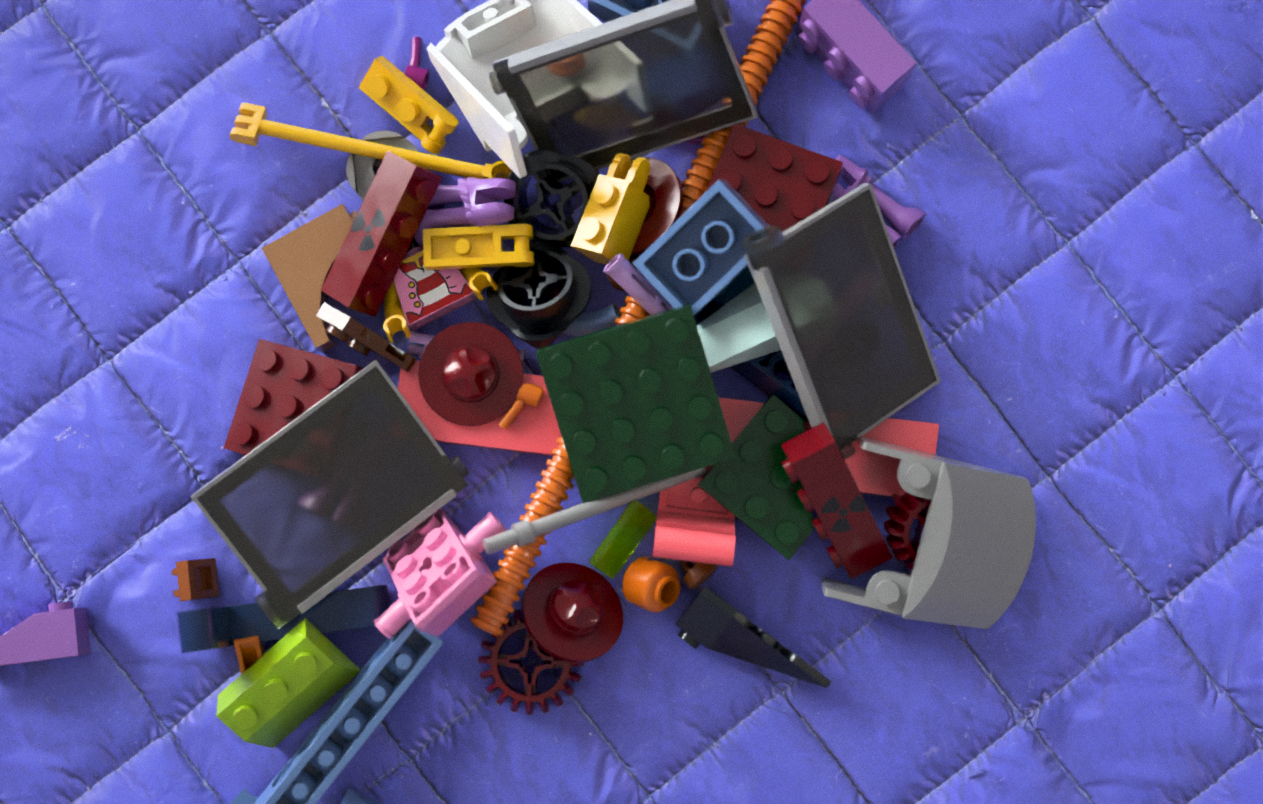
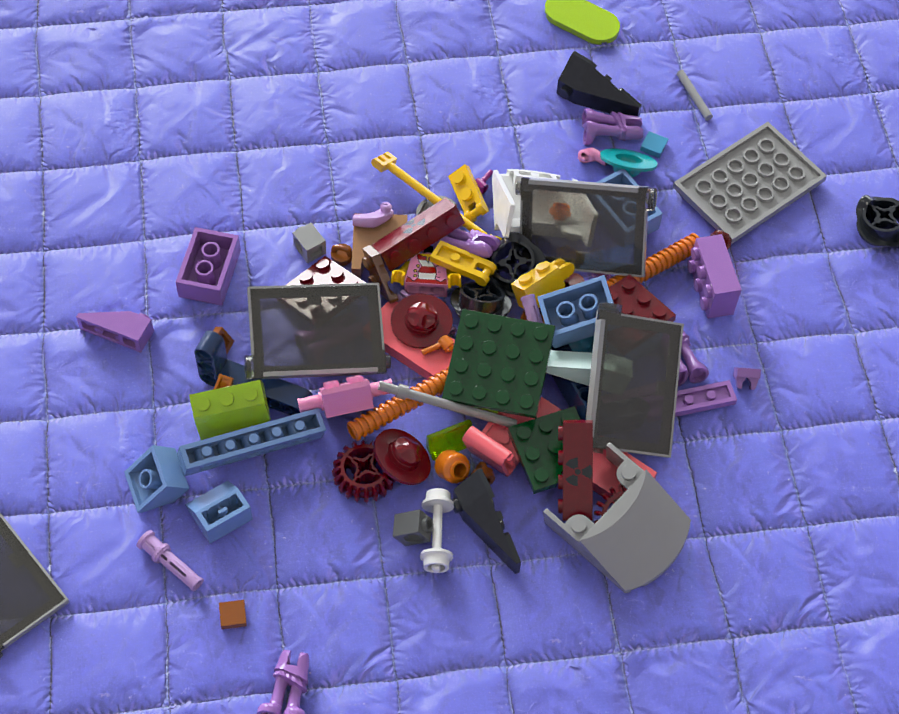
camera: 25 degrees right, 25 degrees down
(99, 465) = (208, 266): none -> medium lavender brick
(221, 330) = (309, 242): none -> light grey brick
(281, 320) = (341, 254): none -> dark orange tile
(300, 243) = (375, 218): none -> lavender arm
(651, 713) = (412, 527): none -> dark grey brick
(711, 740) = (435, 558): none -> white piece
(941, 256) = (705, 398): none -> medium lavender plate
(978, 183) = (752, 376): none -> medium lavender tile

